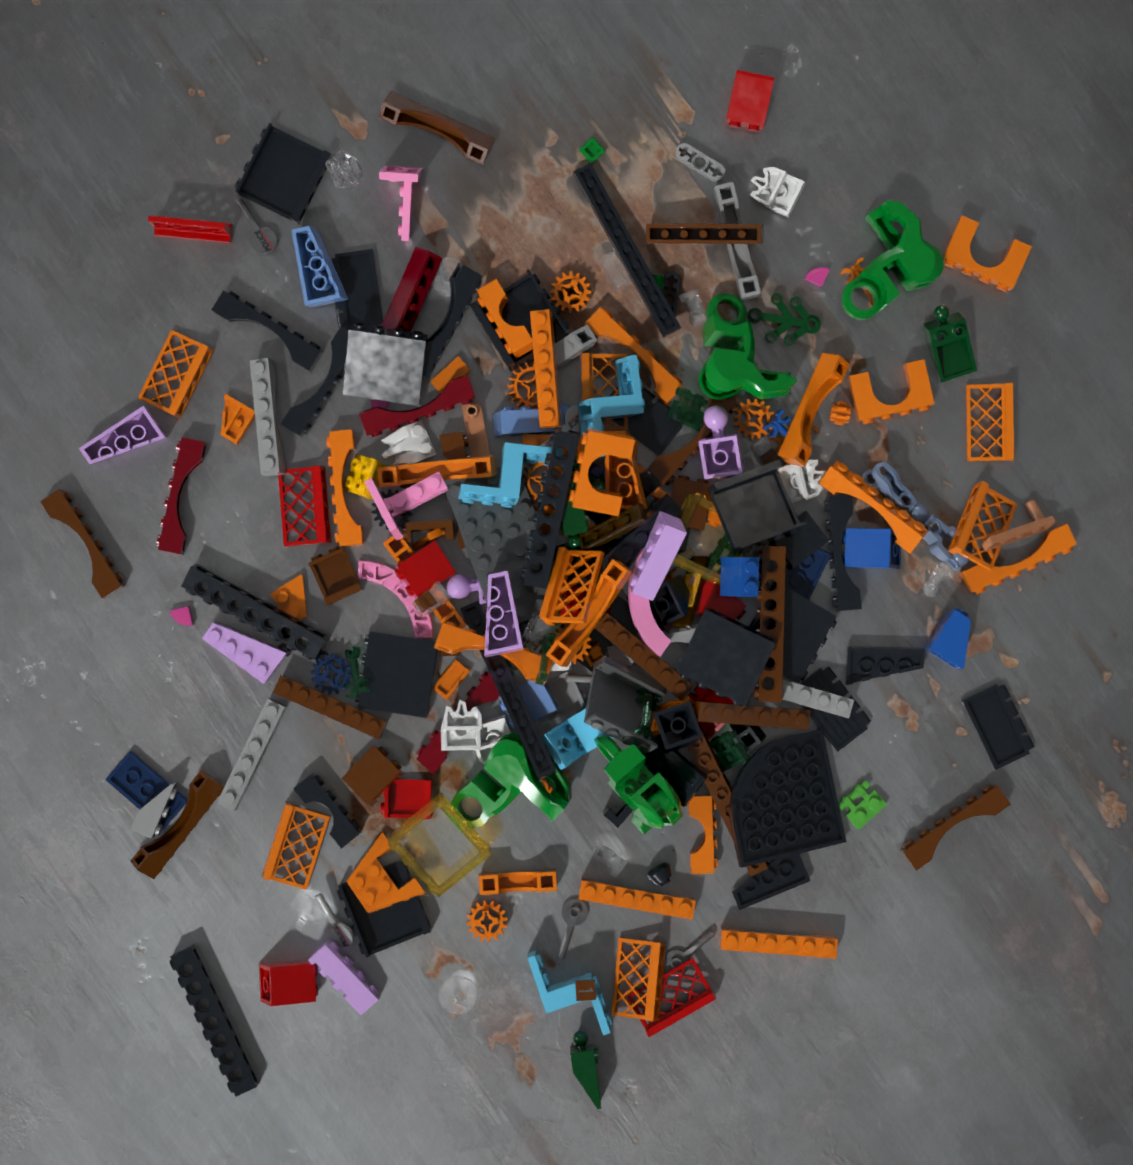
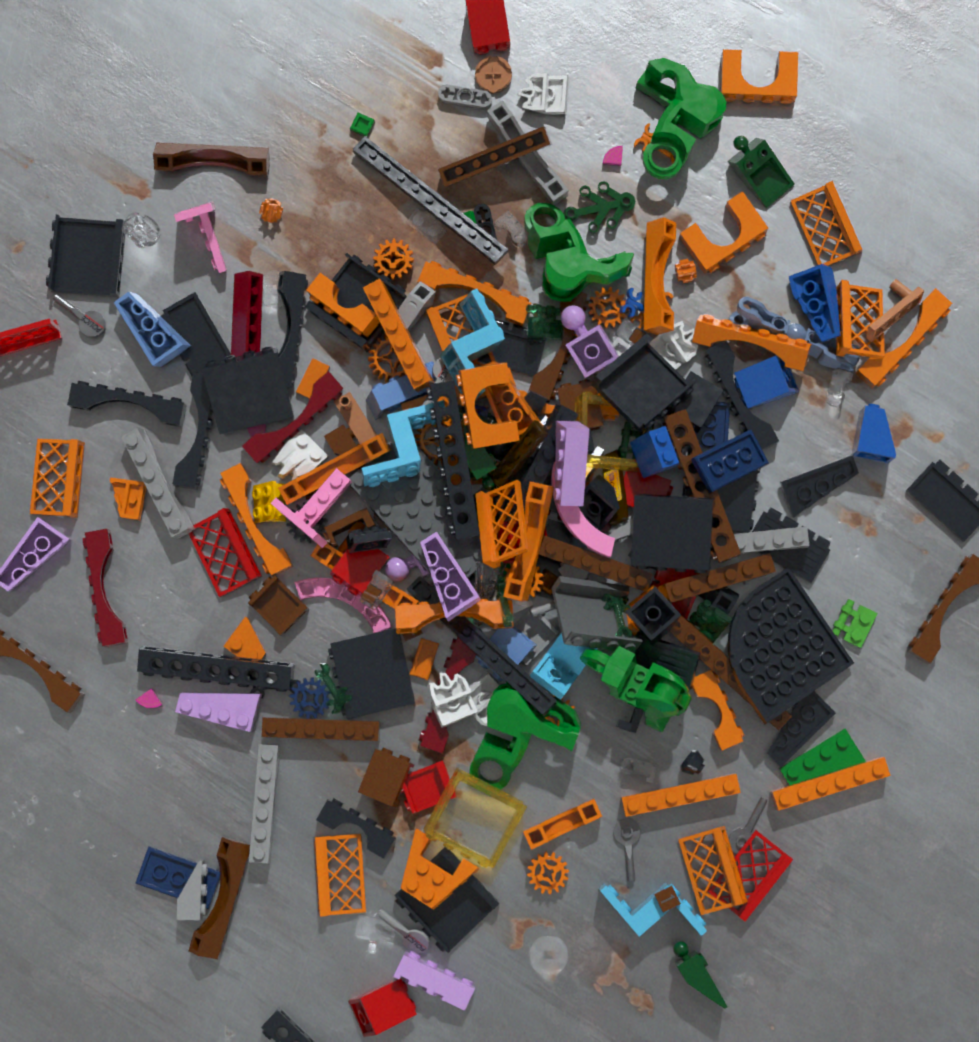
camera: 15 degrees left, 5 degrees down
(442, 551) = (368, 540): none -> black plate
(473, 199) = (271, 210): none -> orange gear
(735, 151) = (493, 74): none -> nougat tile
(783, 917) = (826, 757): none -> green wing
(807, 611) = (729, 461): none -> dark blue tile
(953, 485) = (818, 298): none -> blue wedge

